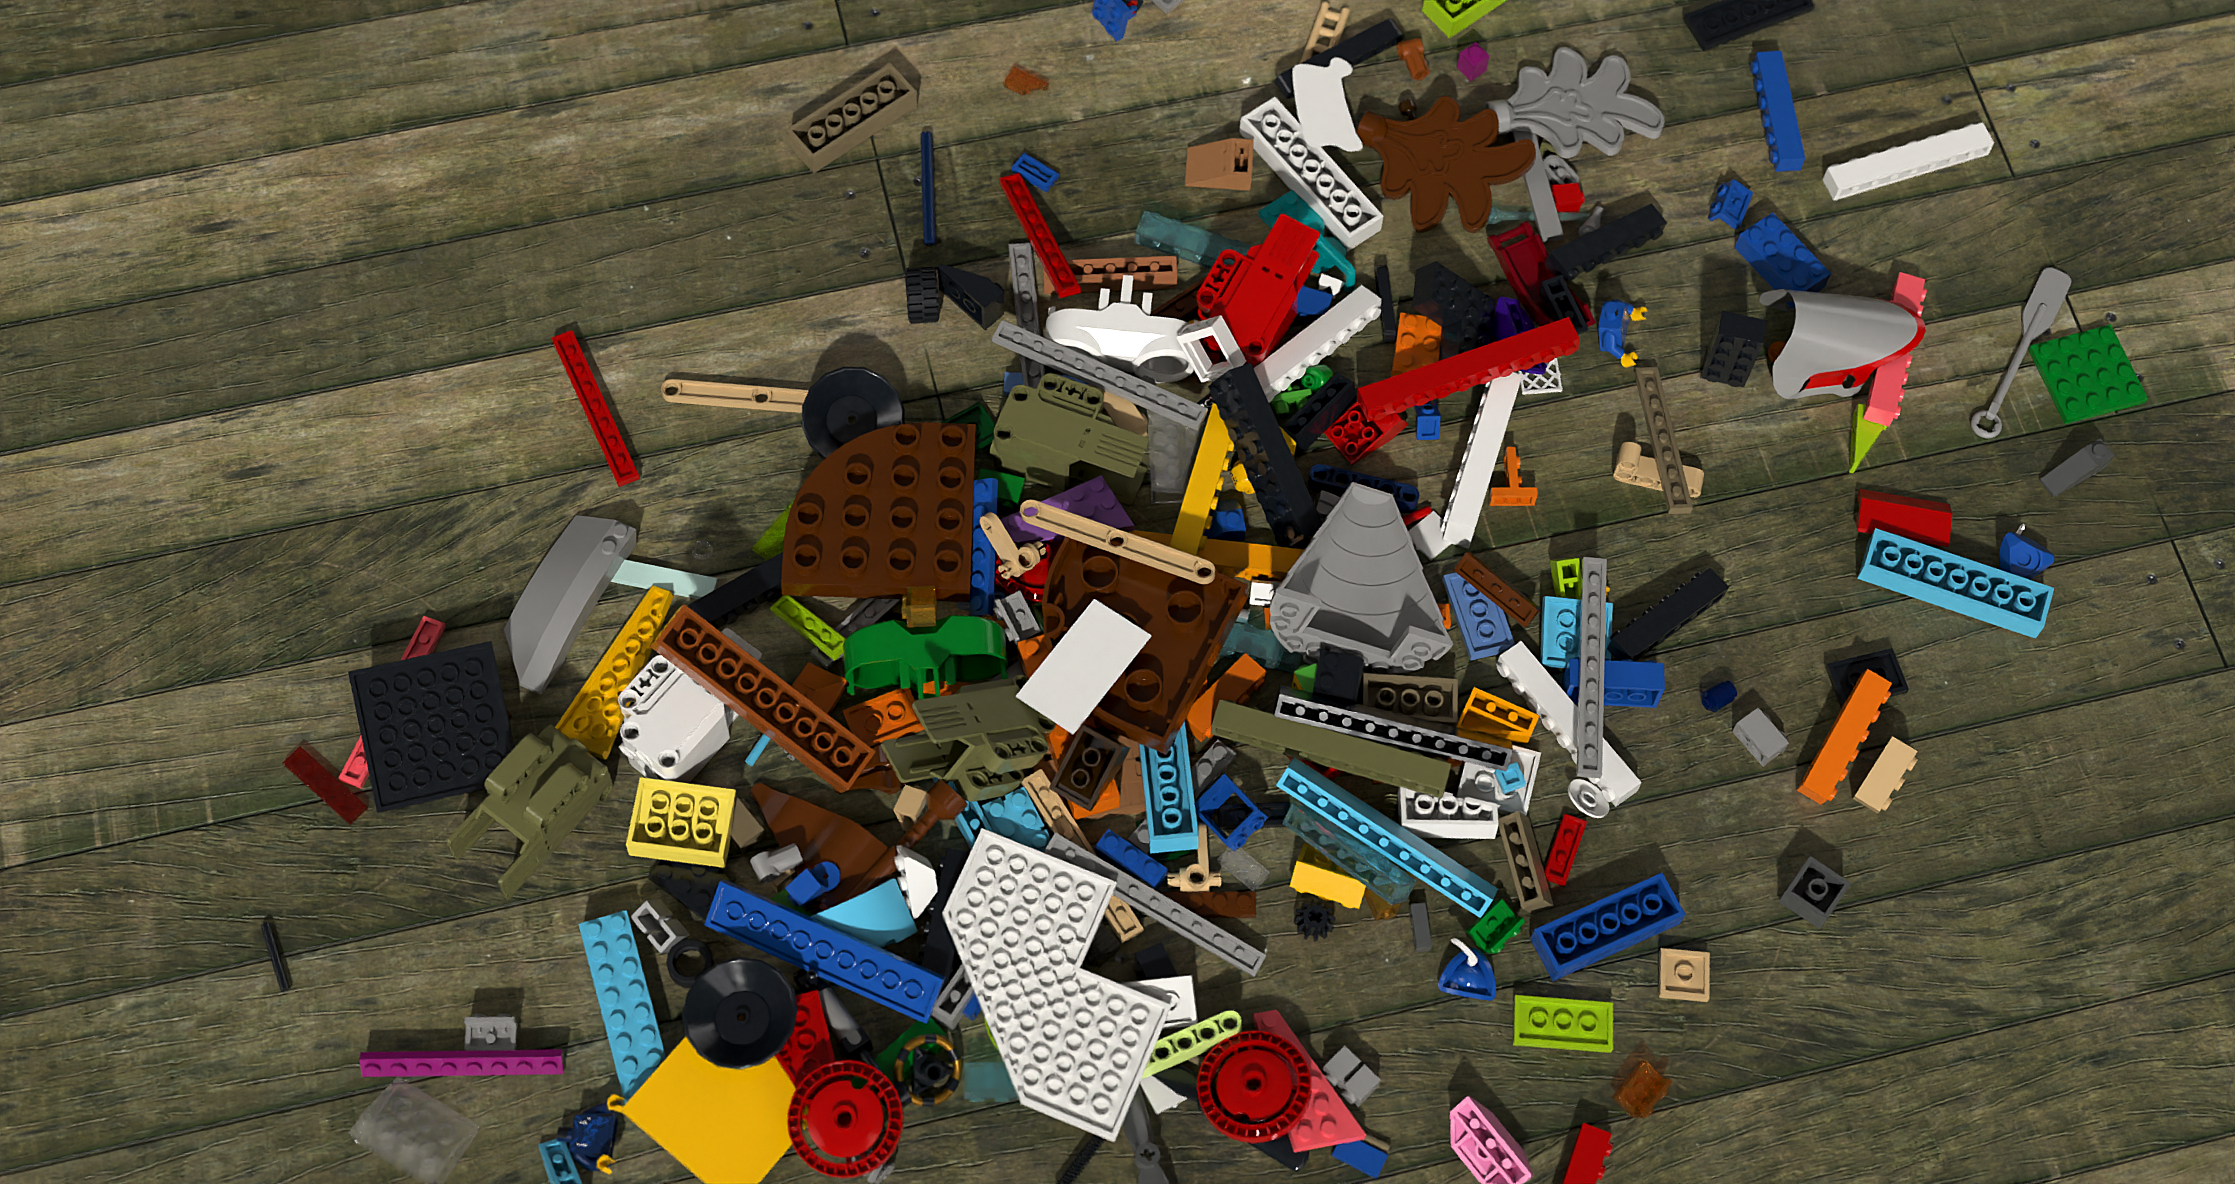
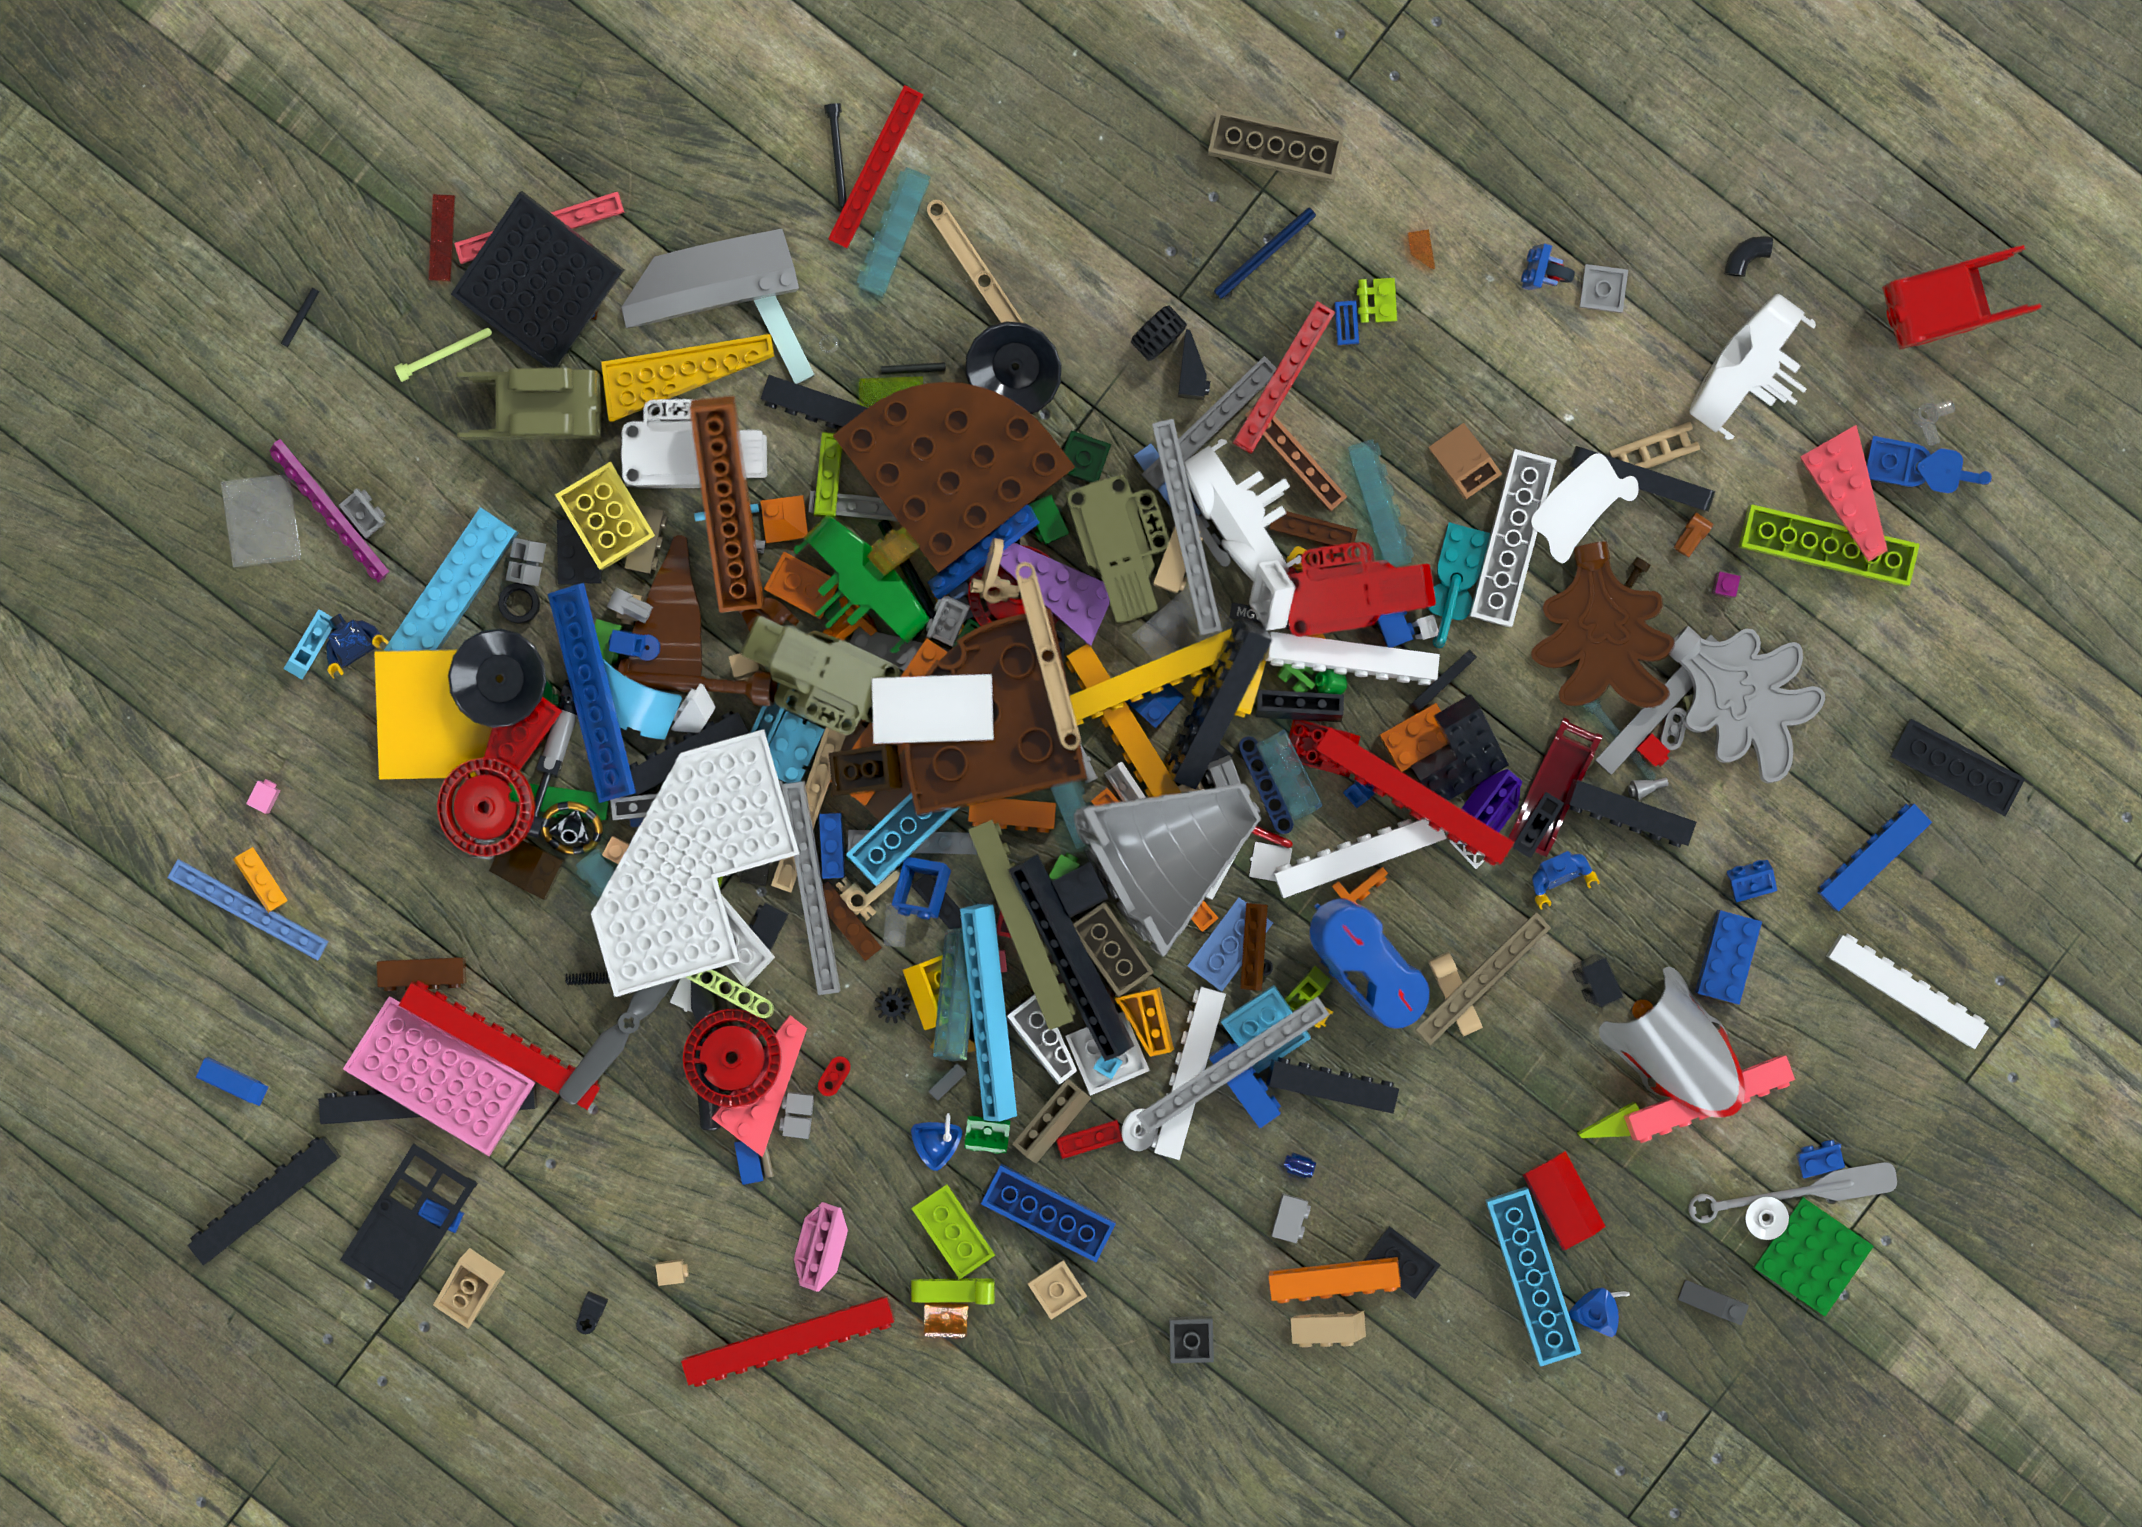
camera: 55 degrees right, 25 degrees up
(404, 904) = (406, 370): none -> yellowish green piece
(521, 406) = (833, 112): none -> black piece
(660, 432) = (894, 232): none -> clear light blue brick
(781, 503) = (913, 368): none -> pearl dark grey bar
(931, 1141) = (528, 868): none -> dark brown slope
(982, 1047) = (615, 849): none -> light nougat brick
(1040, 134) = (1384, 300): none -> lime plate
(1341, 1020) = (835, 1076): none -> red plate
(1370, 461) = (1289, 775): none -> clear light blue brick
(1554, 486) = (1353, 941): none -> blue piece
(1620, 1061) = (953, 1290): none -> lime beam
(2006, 314) = (1820, 1159): none -> blue bracket
(2035, 376) = (1774, 1225): none -> white dish

